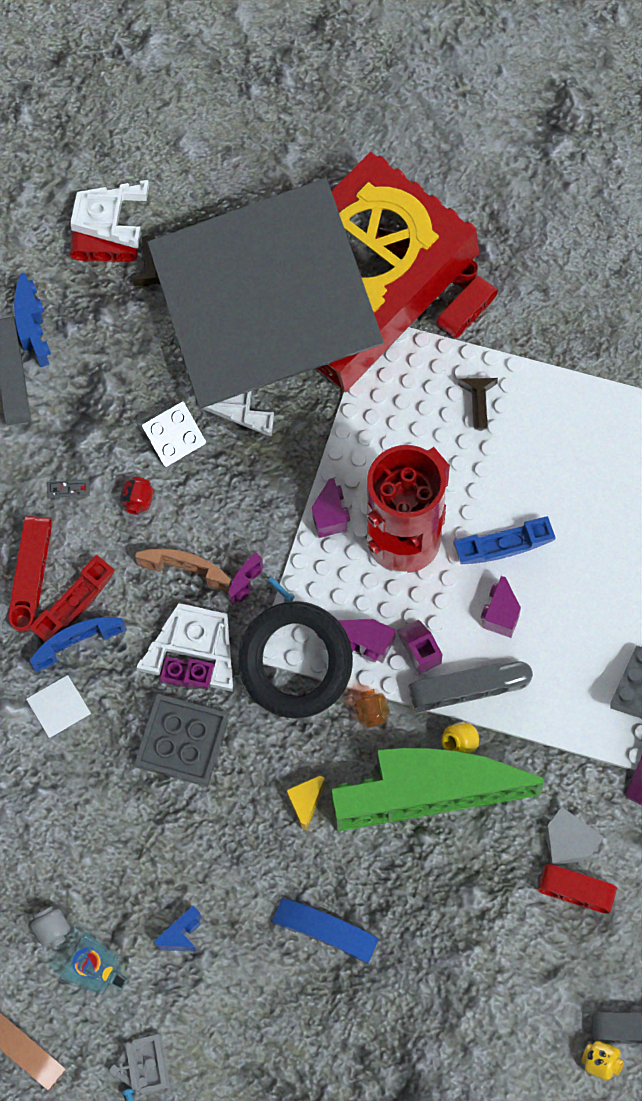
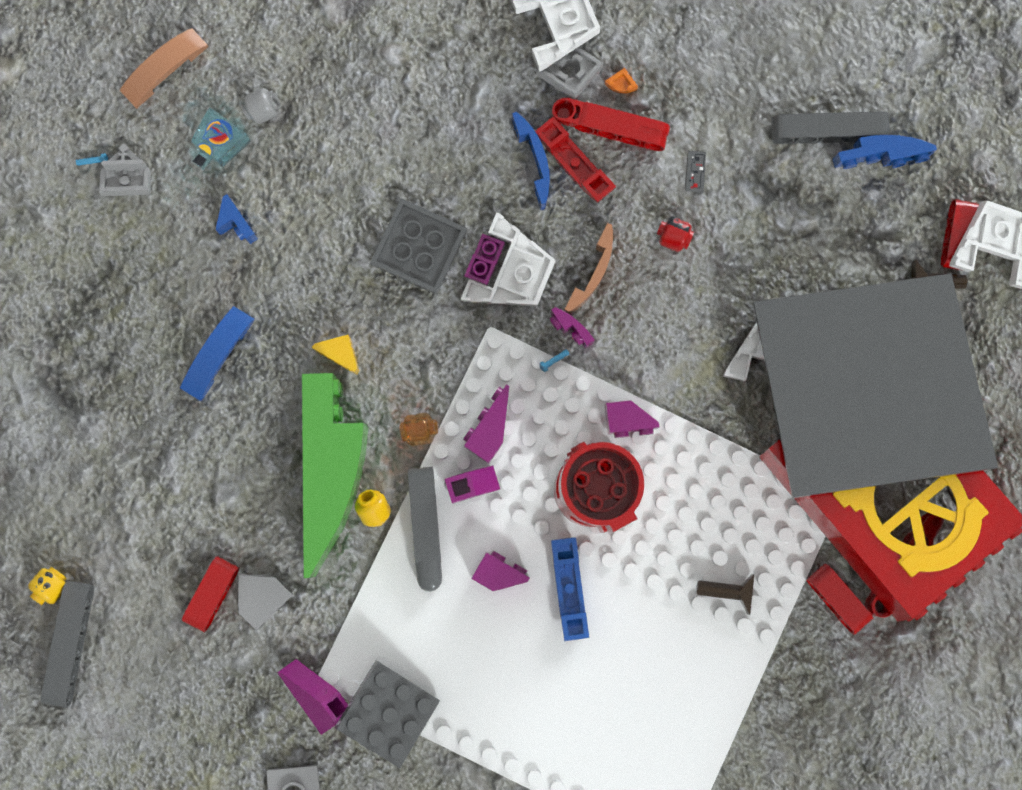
camera: 90 degrees right, 15 degrees up
(58, 706) = (474, 138): white sticker -> none
(172, 432) = (740, 276): bracket -> none
(339, 659) = (496, 392): black tyre -> none

